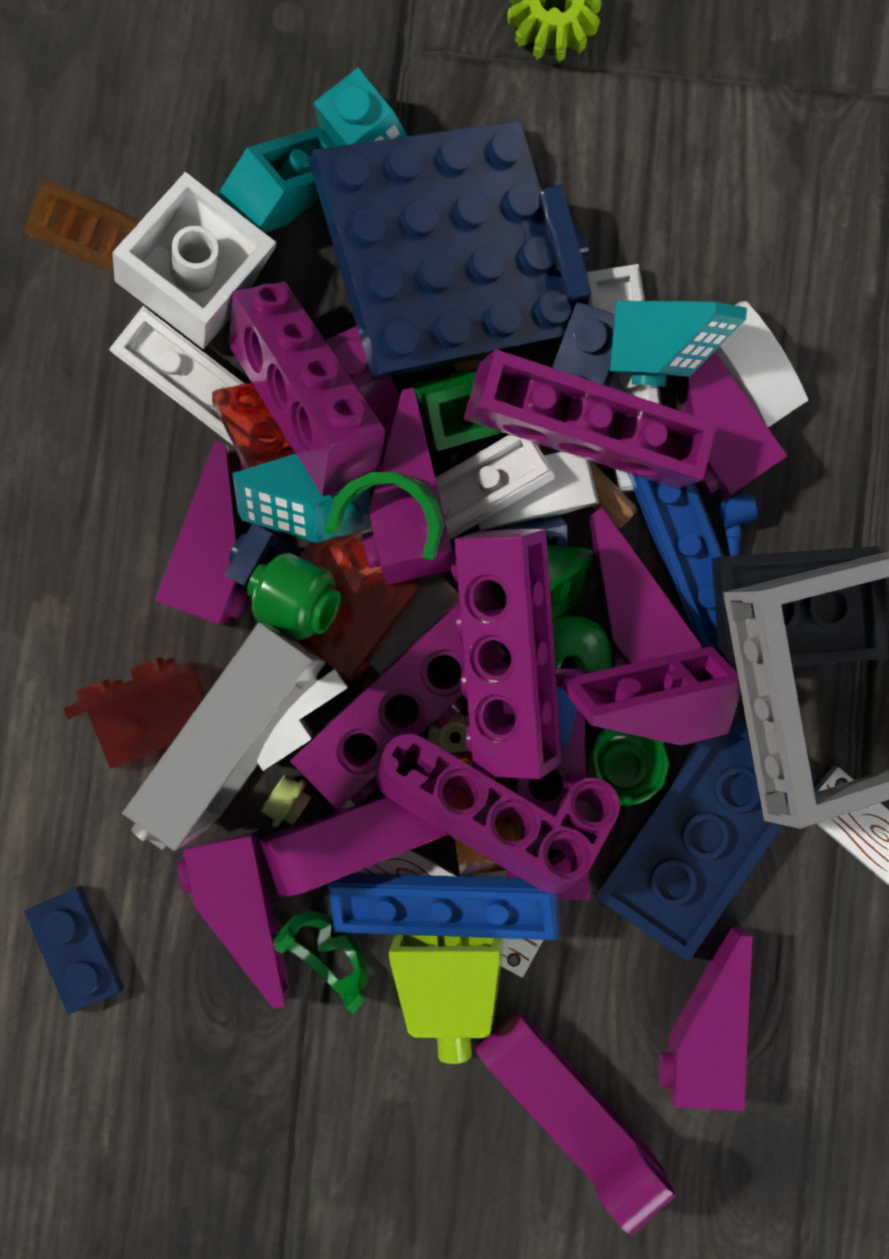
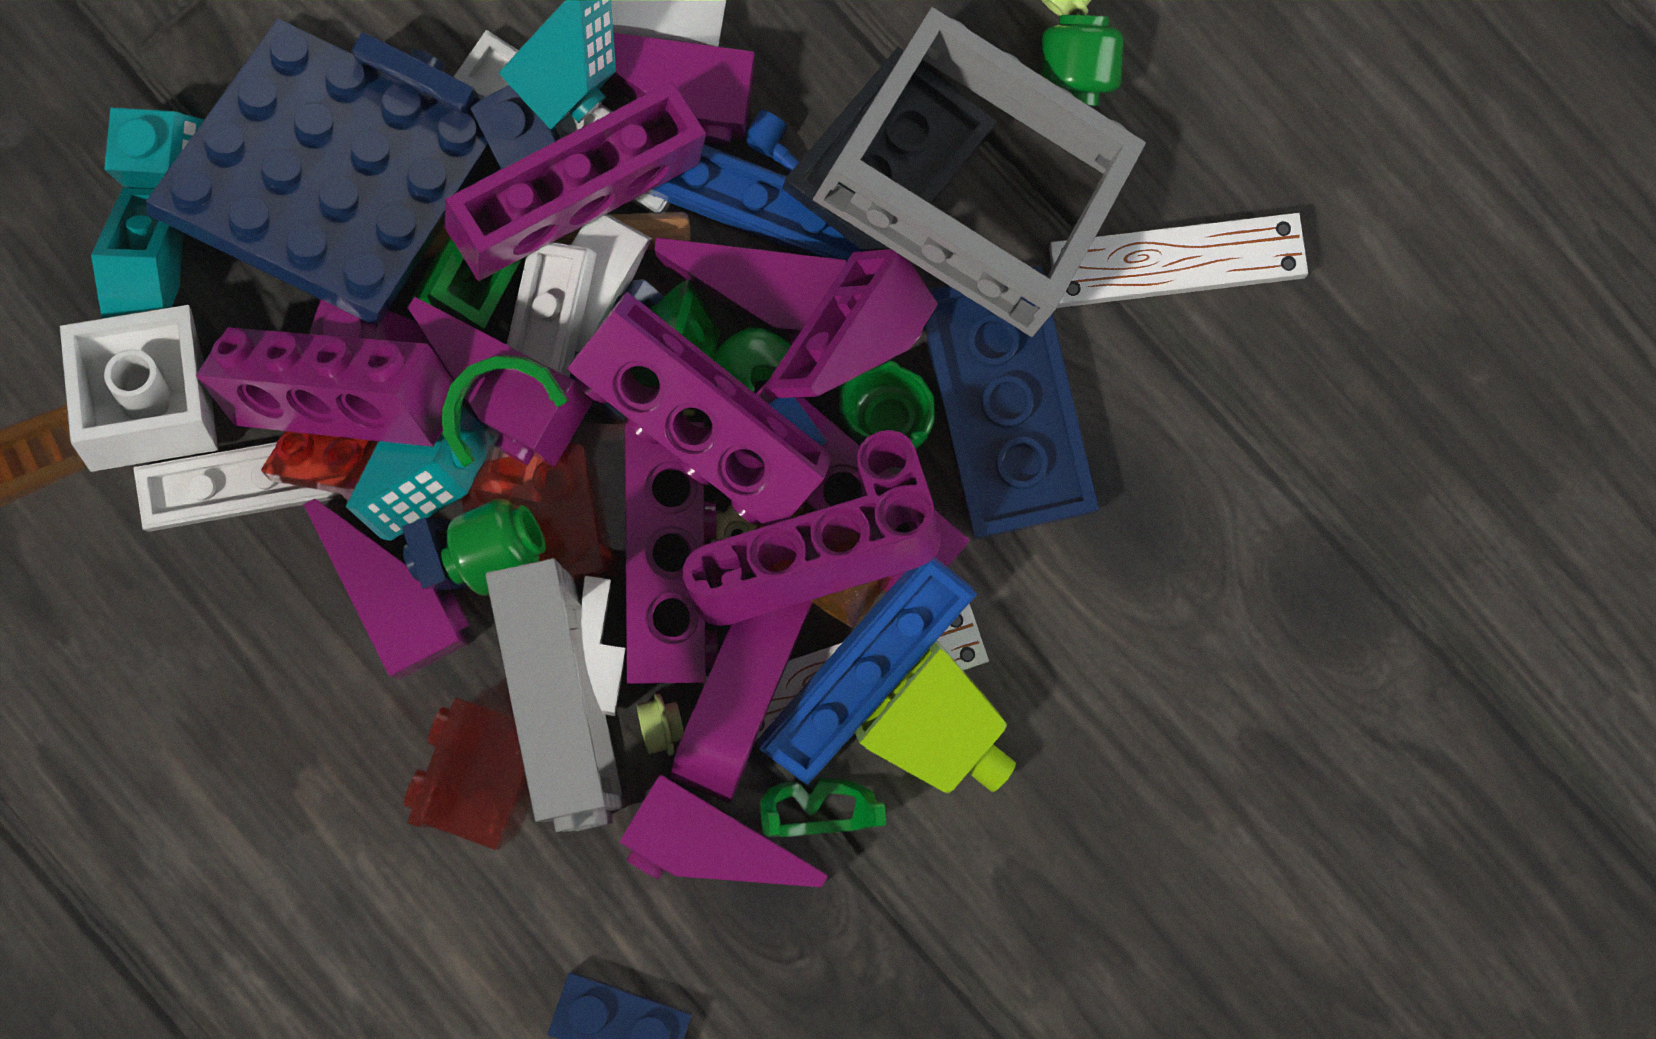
camera: 50 degrees left, 5 degrees down
(576, 1117) = (1143, 720): magenta beam -> none
(711, 1034) = (1180, 549): magenta slope -> none

